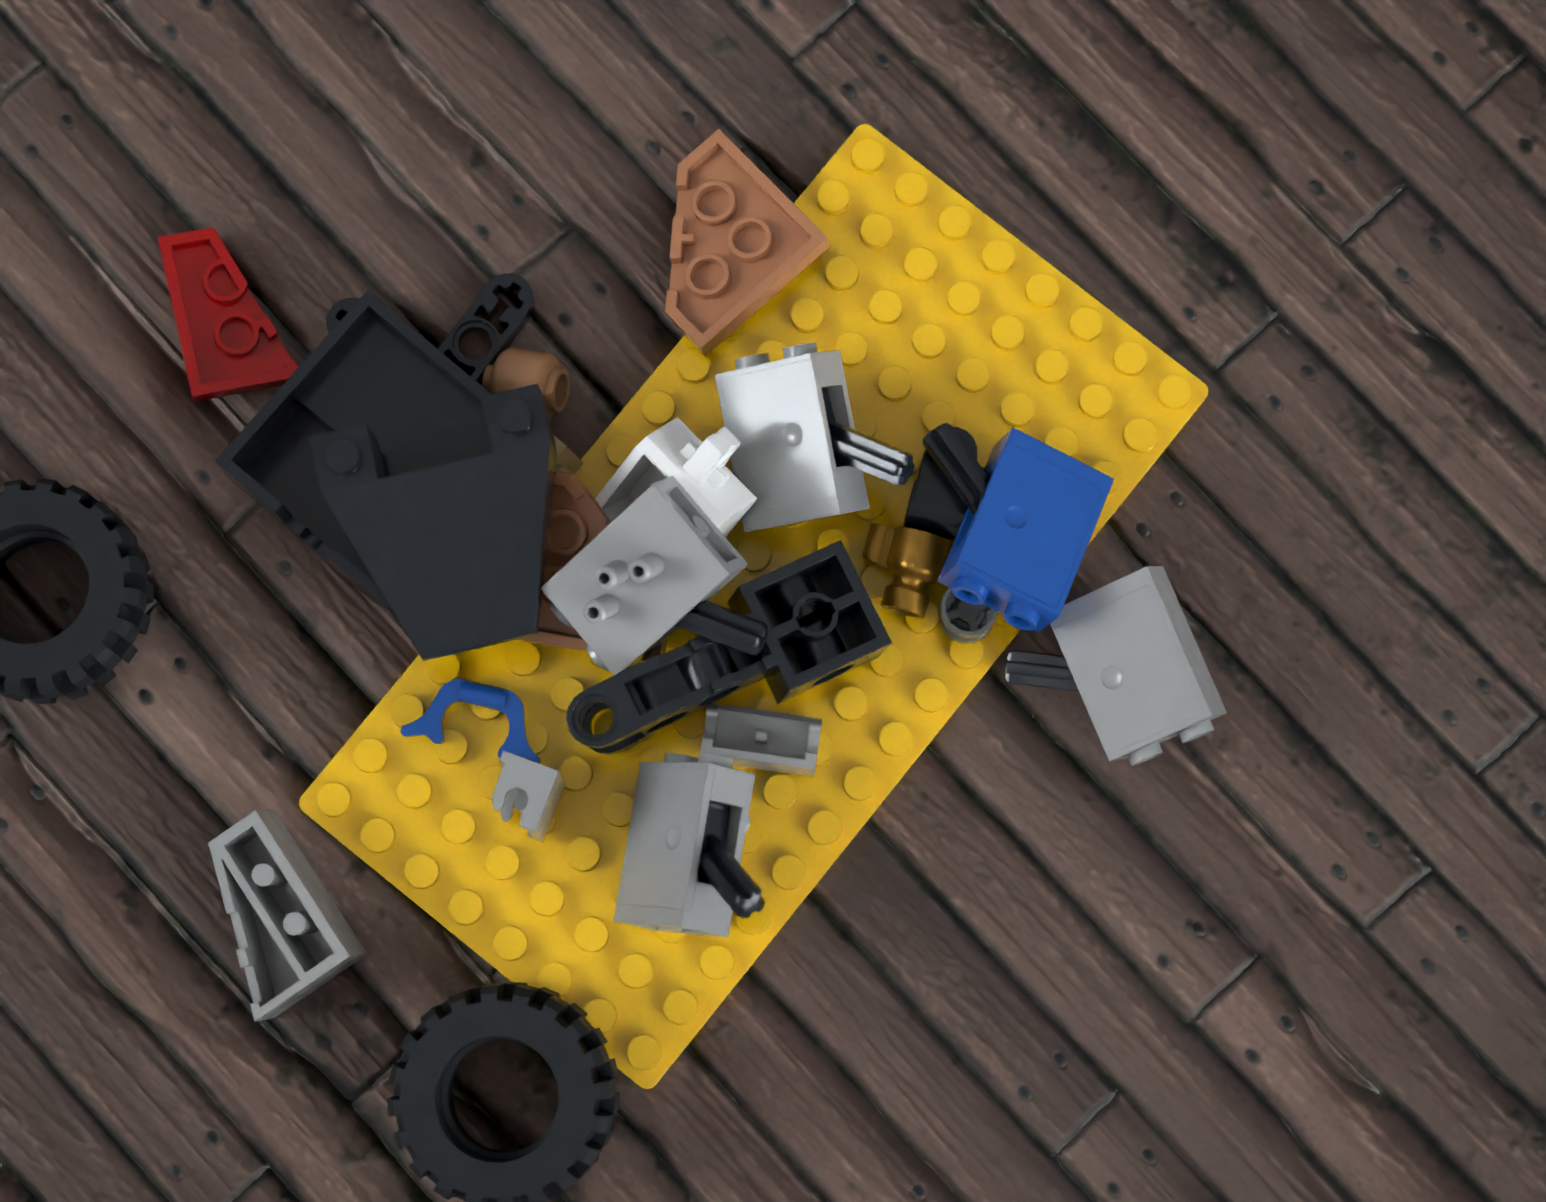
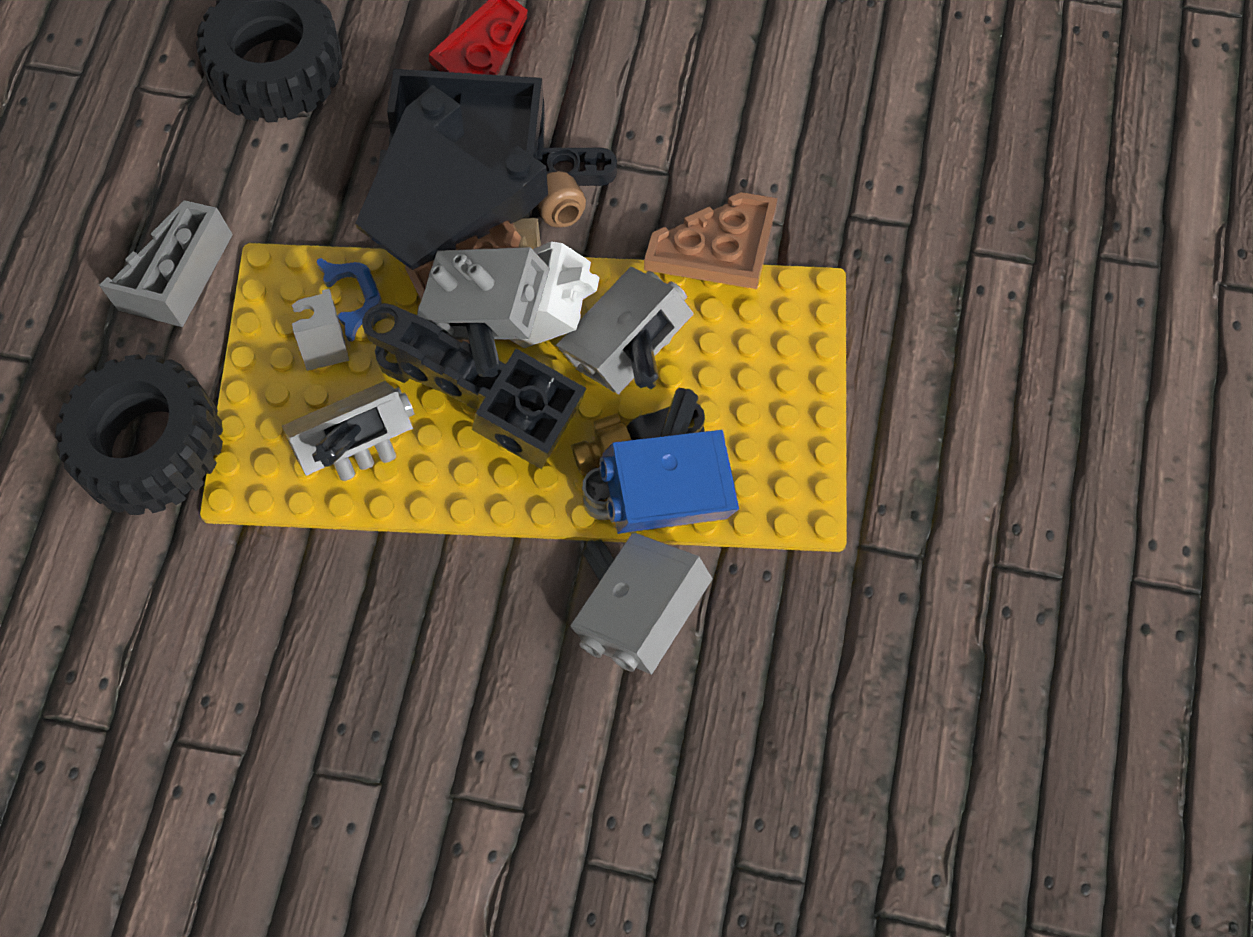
camera: 55 degrees right, 15 degrees down
(762, 739) = (445, 436): light grey hinge -> none

